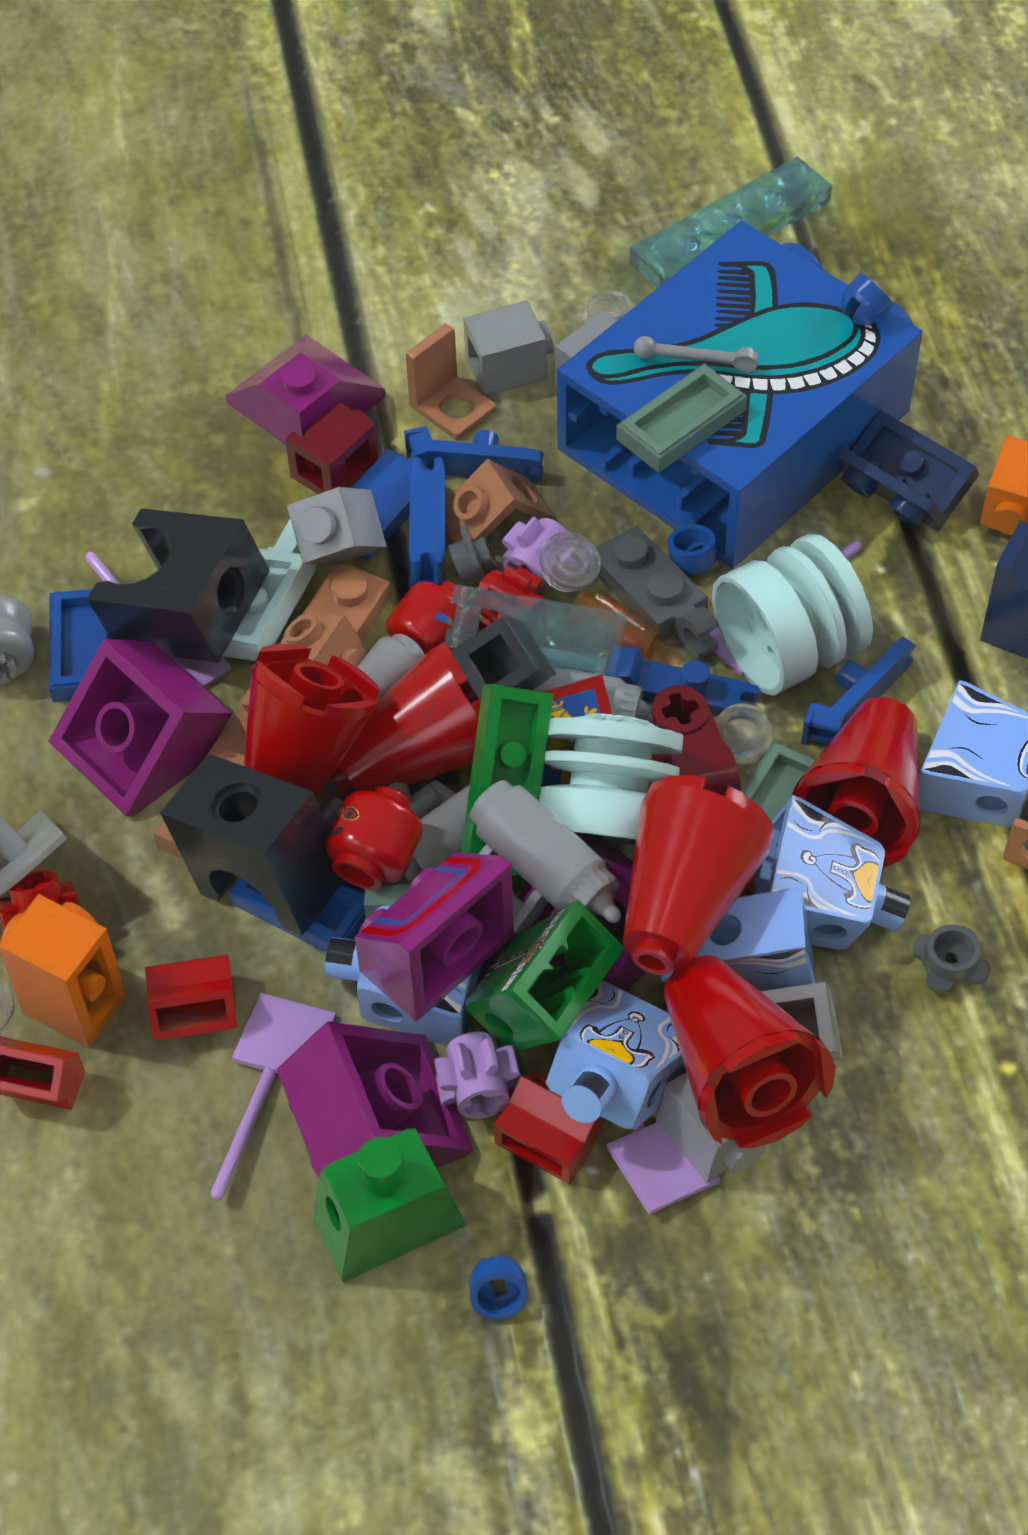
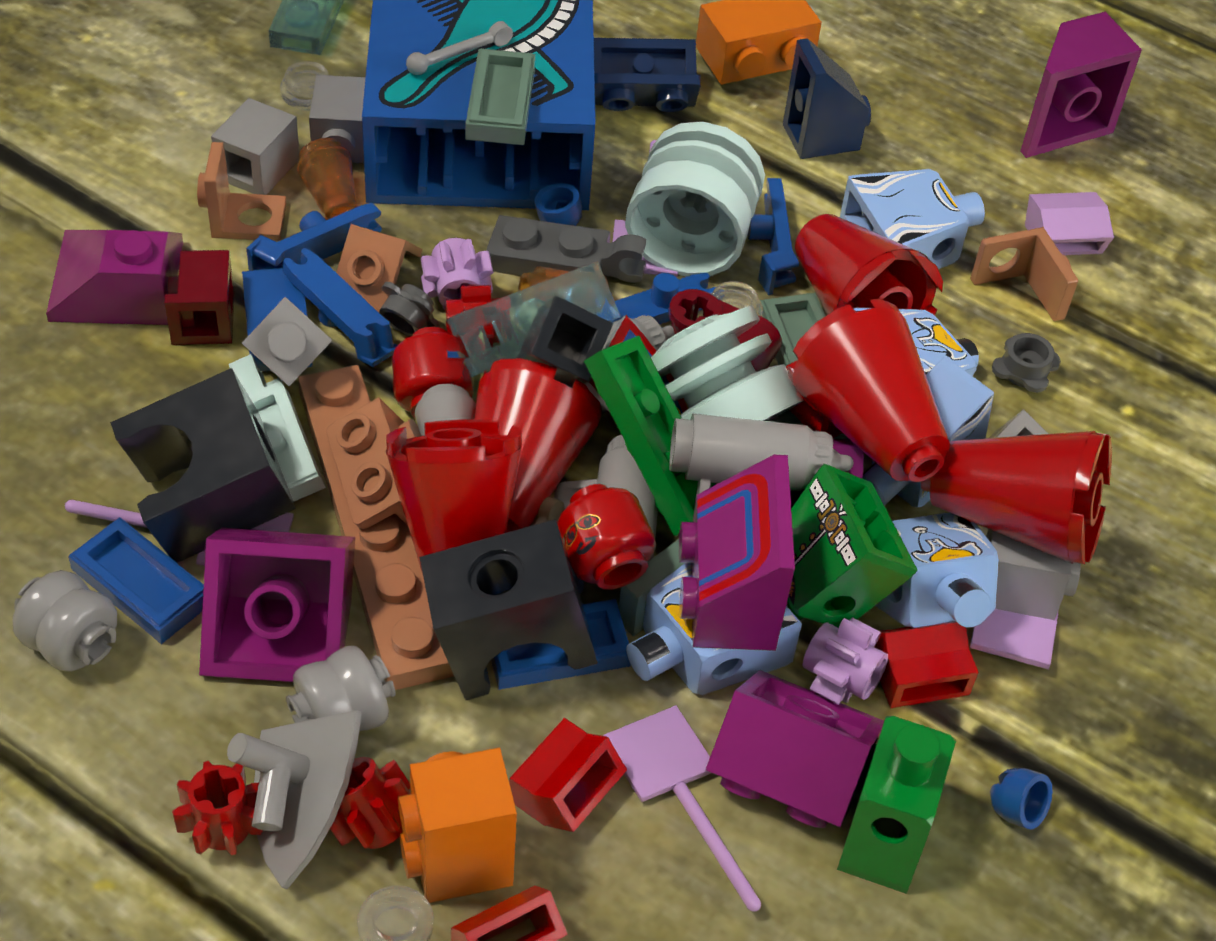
camera: 50 degrees left, 5 degrees down
(104, 822) = (342, 685): none -> light grey piece
(532, 410) = (328, 176): none -> clear orange cone
(569, 561) = (502, 258): clear plate -> none

